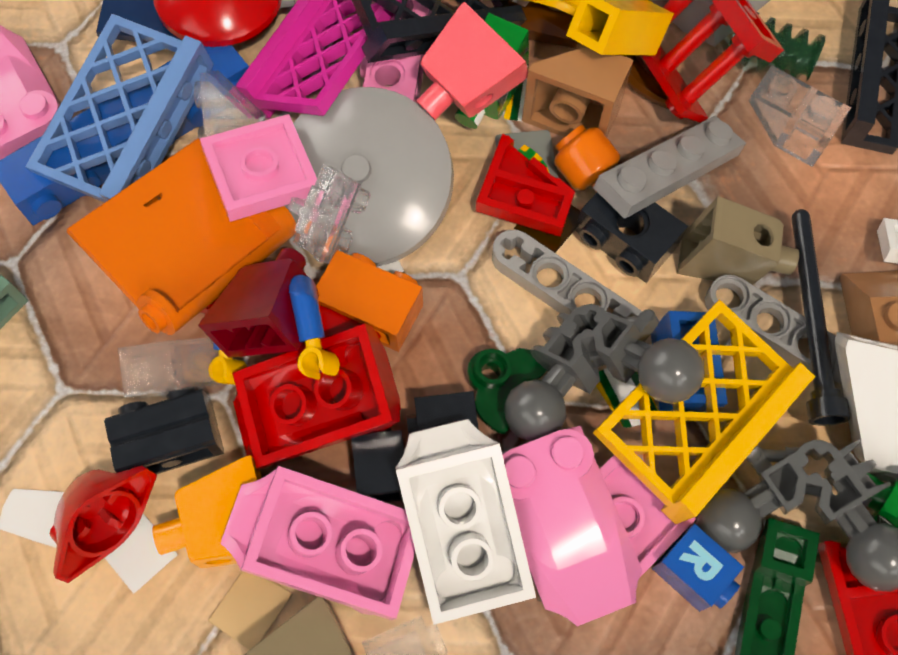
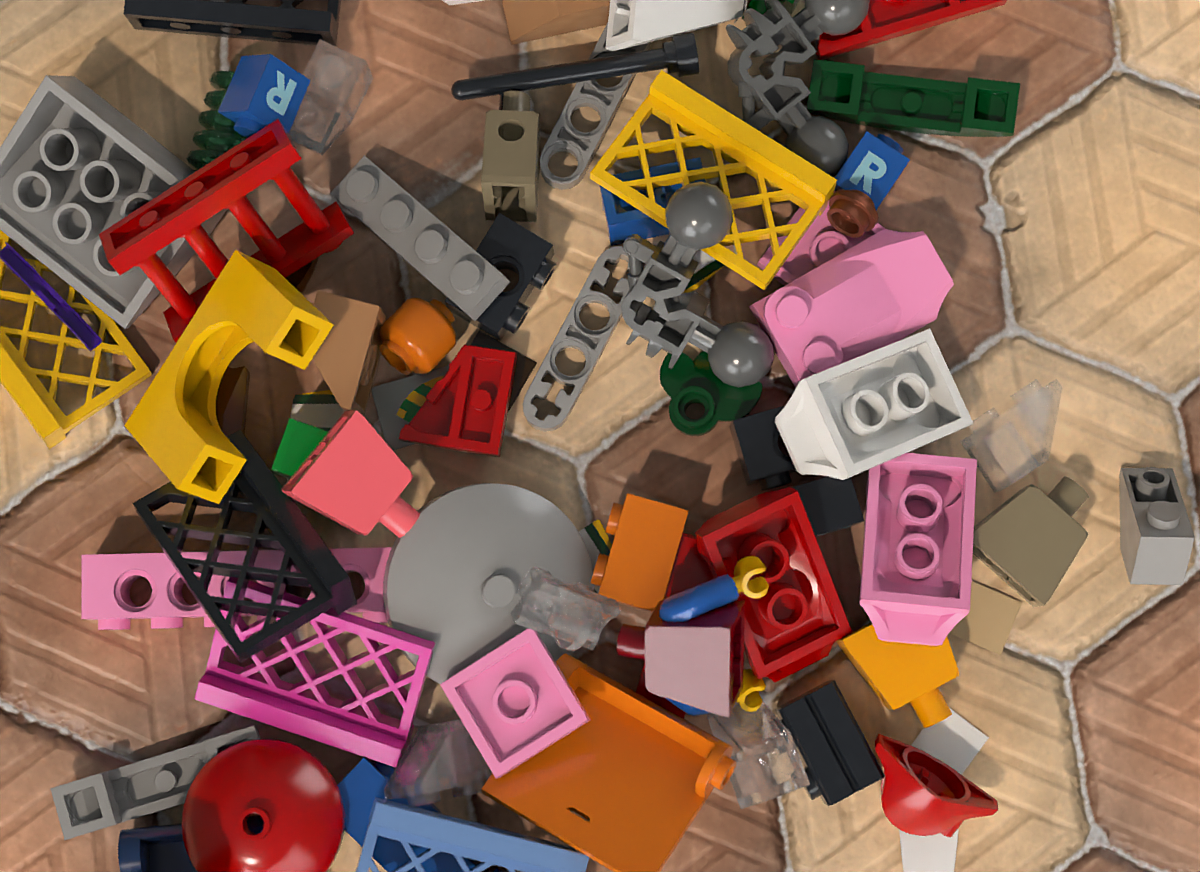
camera: 100 degrees left, 15 degrees up
(661, 536) = (852, 212): none -> copper plate
(805, 54) = (262, 93): none -> blue brick

